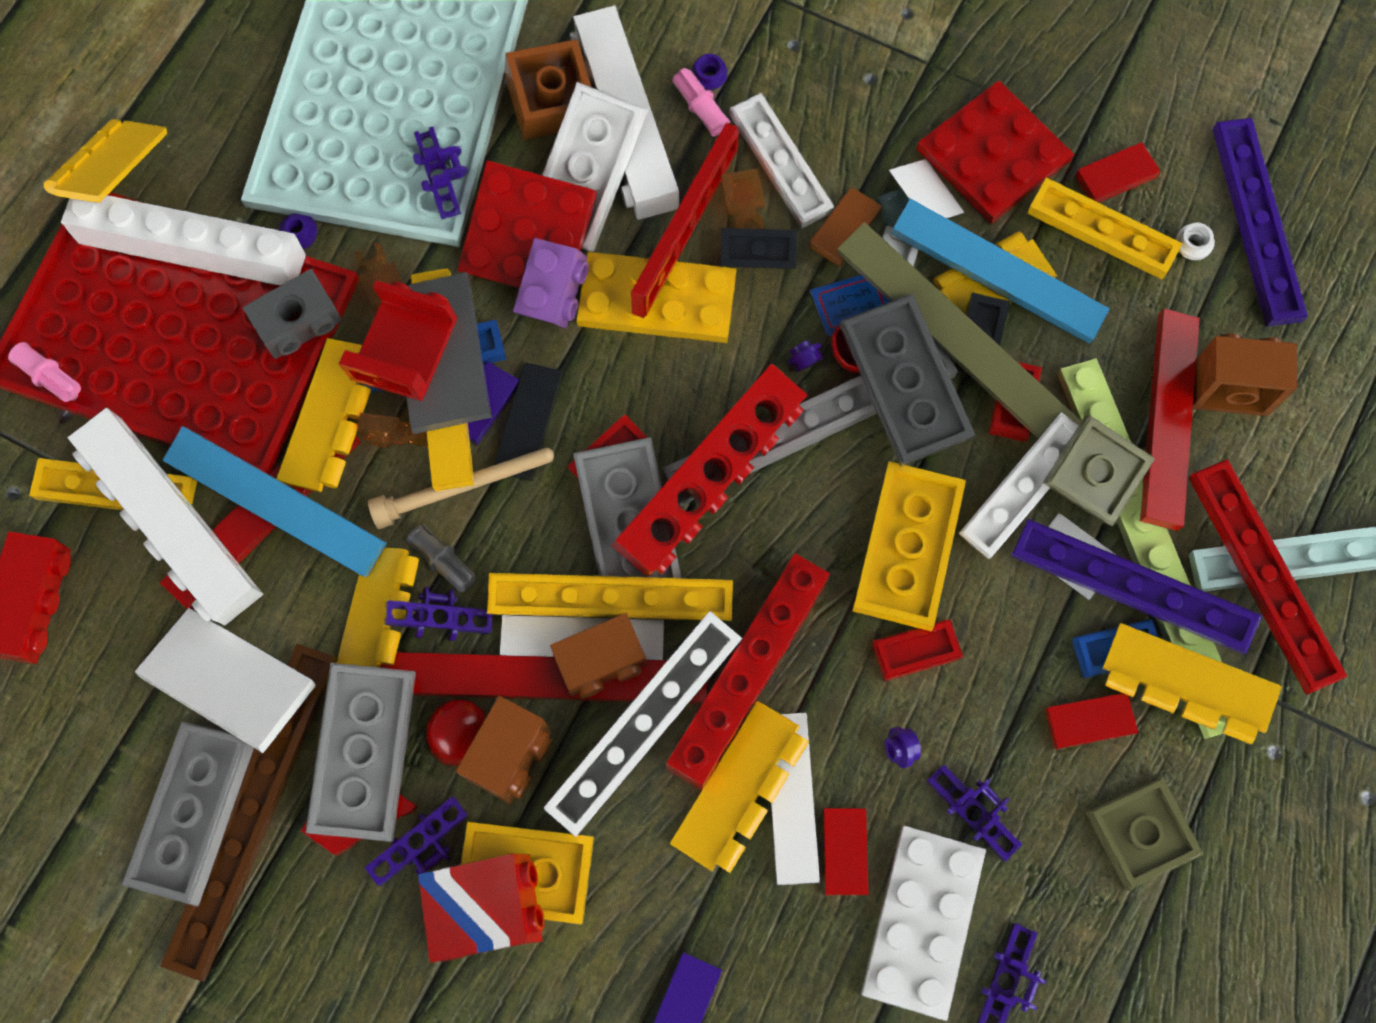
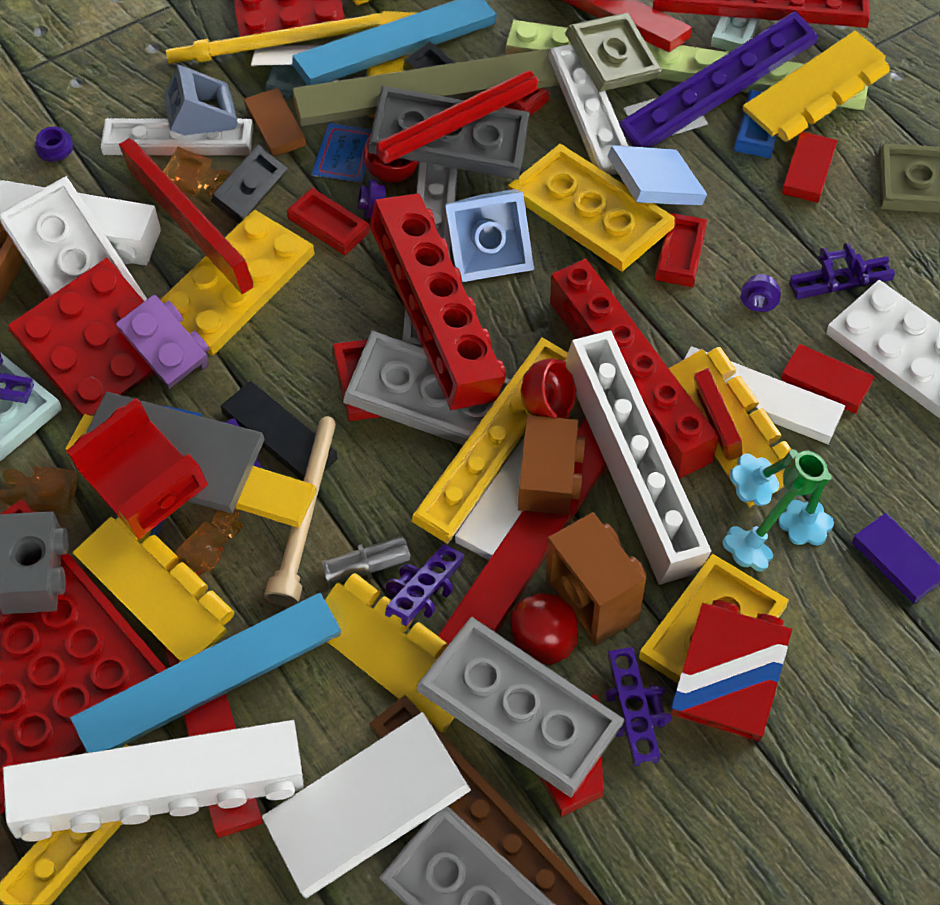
camera: 60 degrees left, 15 degrees down
(665, 617) = (548, 389): none -> red hair
(680, 891) = (804, 522): none -> medium azure plant
(700, 101) = (77, 162): bright pink axle -> none
(729, 774) = (718, 414): none -> red tile
(764, 333) = (328, 221): none -> red tile
(790, 161) = (188, 114): none -> sand blue tile
(823, 474) = (490, 235): none -> light blue slope
(889, 123) = (205, 50): none -> yellow bar
(919, 377) = (456, 116): none -> red axle
(978, 586) = (656, 175): none -> light blue tile

